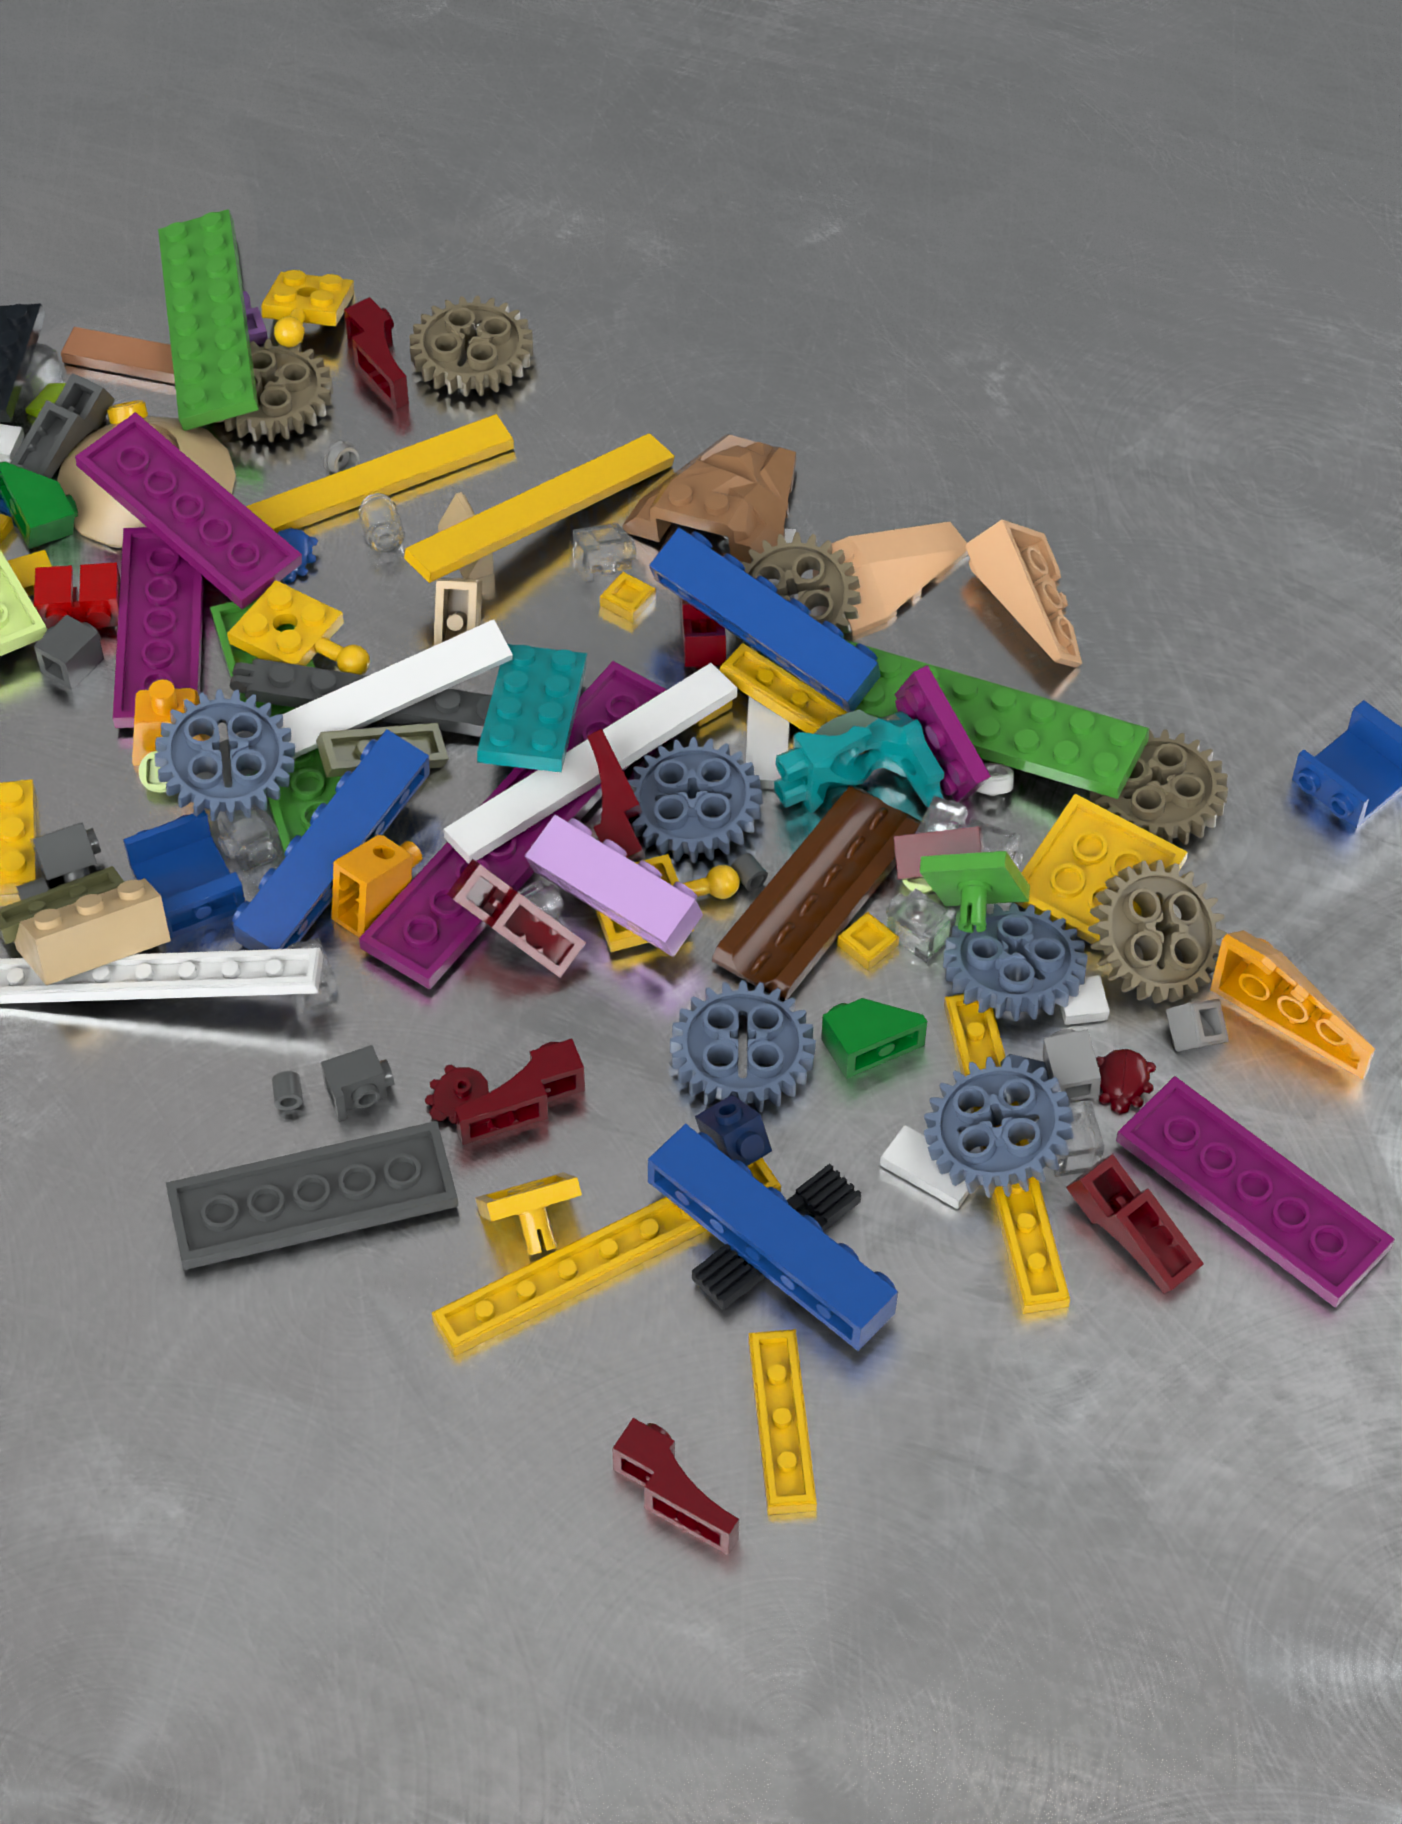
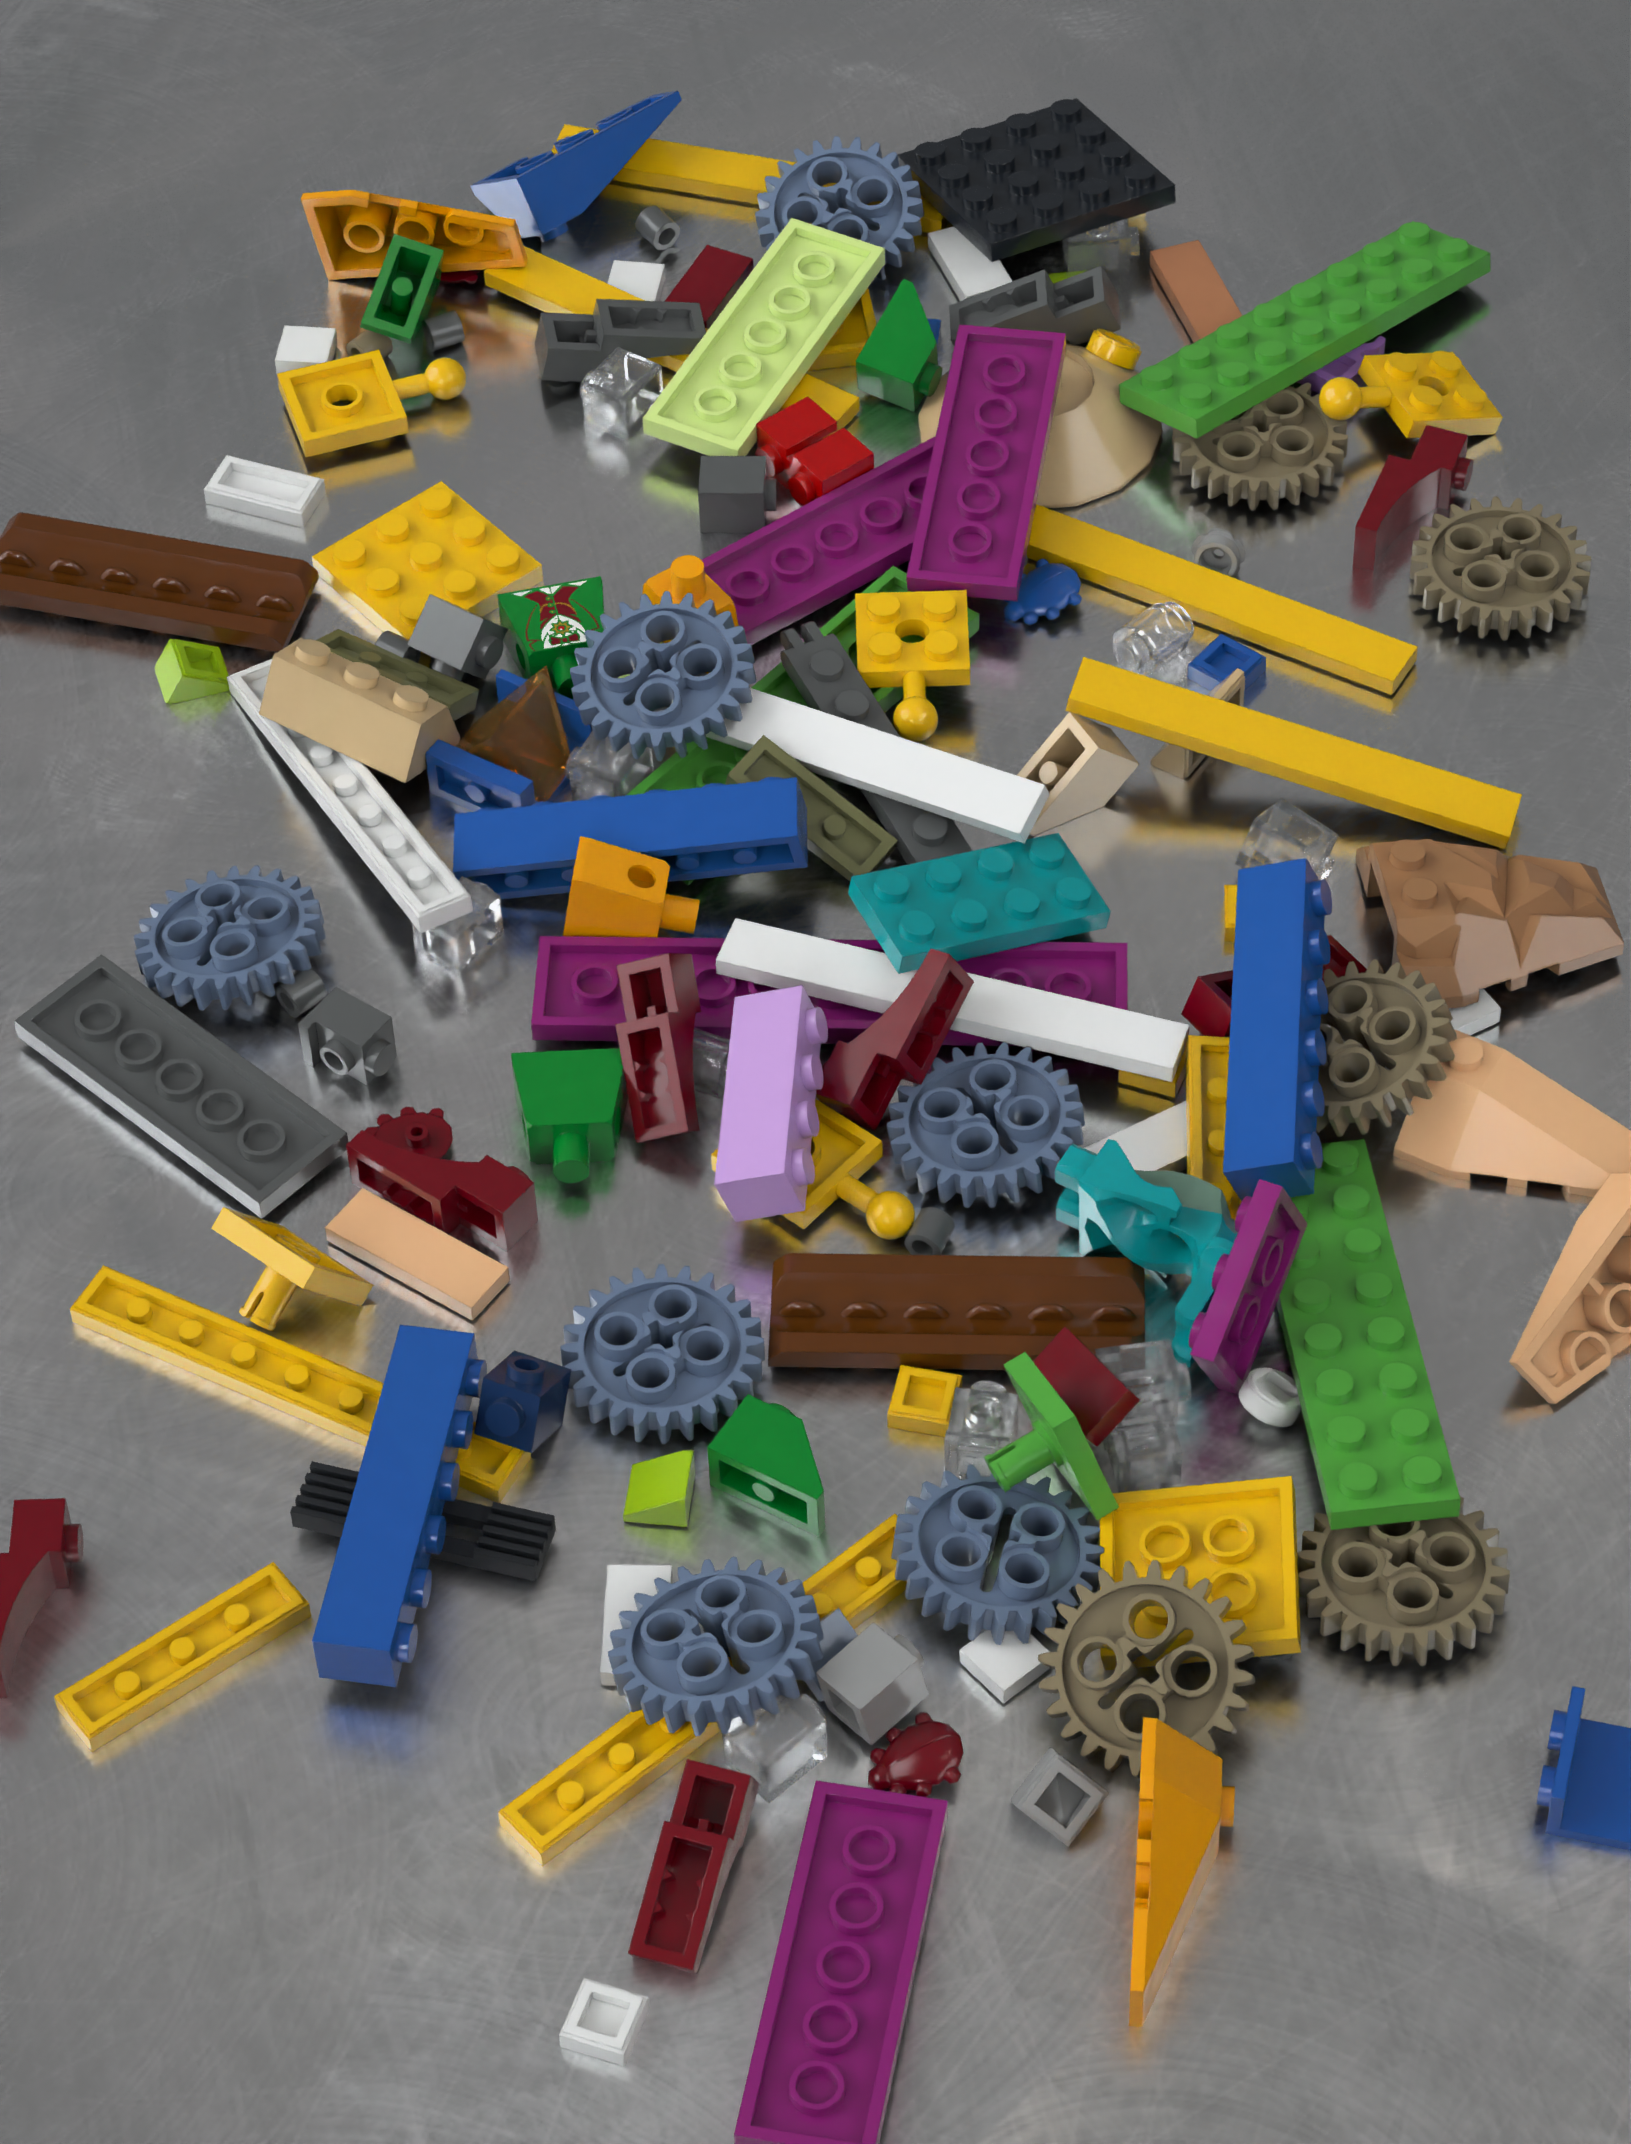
camera: 60 degrees right, 5 degrees down
(109, 799) = (549, 625): none -> green torso
(178, 859) = (524, 735): none -> clear orange slope
(249, 1083) = (229, 937): none -> sand blue gear
(426, 504) = (1221, 659): none -> blue tile
(511, 995) = (570, 1107): none -> green torso
(555, 1136) = (417, 1254): none -> light nougat tile
(841, 1101) = (661, 1490): none -> lime slope
(1206, 1329) = (604, 2022): none -> white tile

